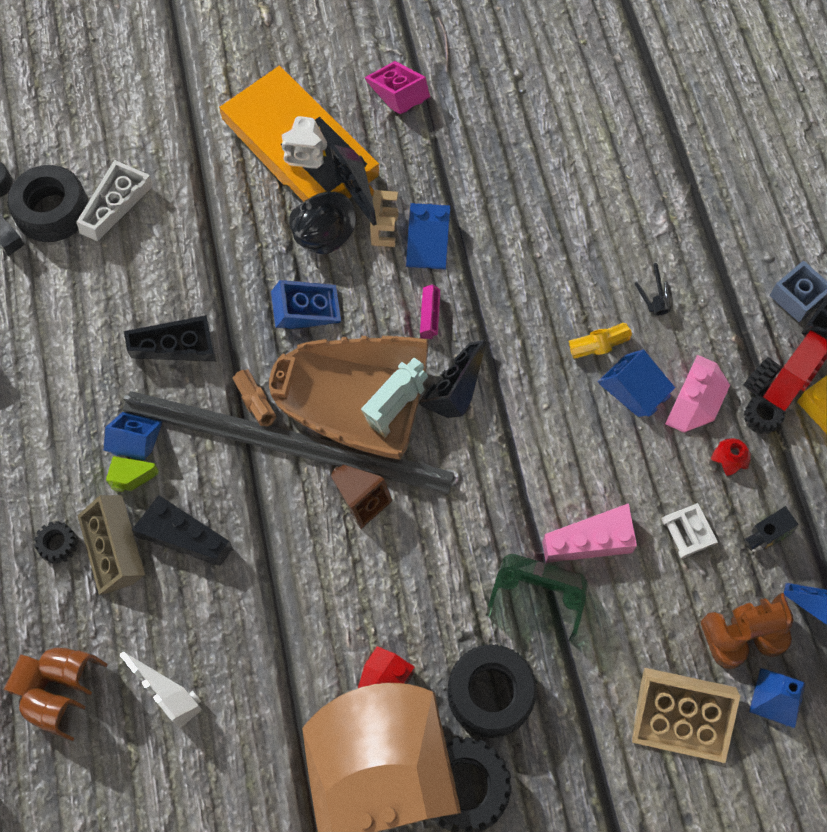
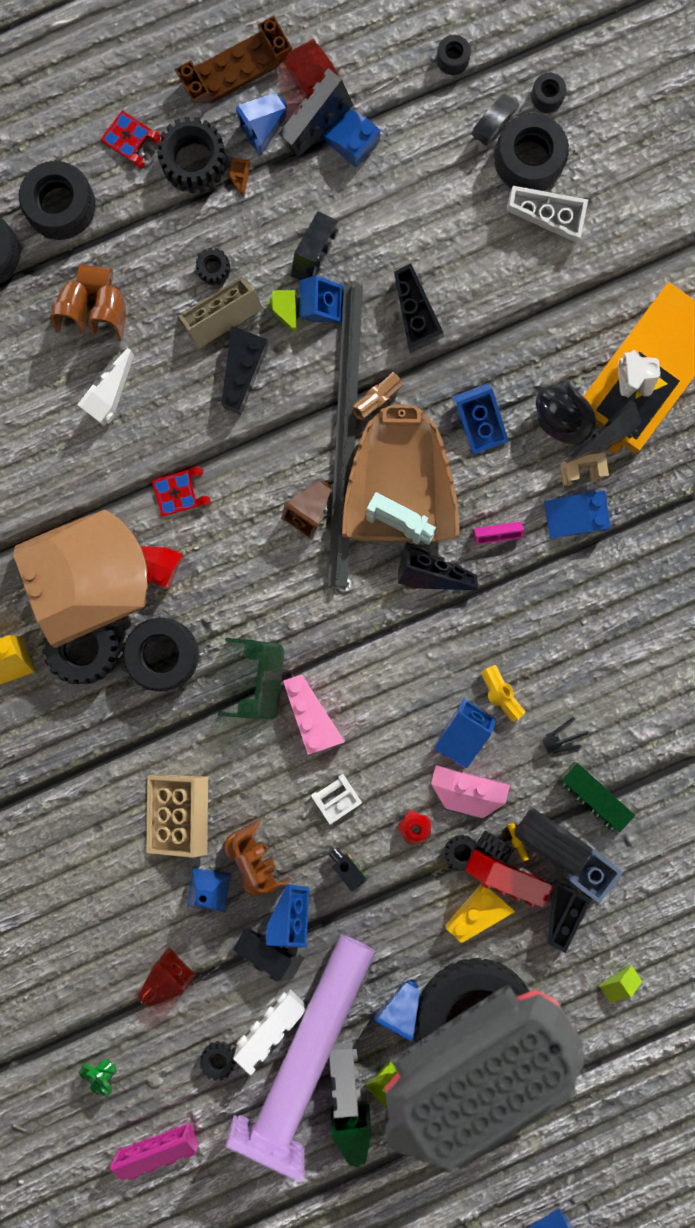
camera: 80 degrees right, 20 degrees up
(72, 428) = (314, 246): none -> black wedge
(303, 638) = (177, 493): none -> red flag
(720, 275) = (595, 795): none -> dark green brick
(757, 358) = (517, 843): none -> yellow bar
(766, 313) = (553, 842): none -> black tyre

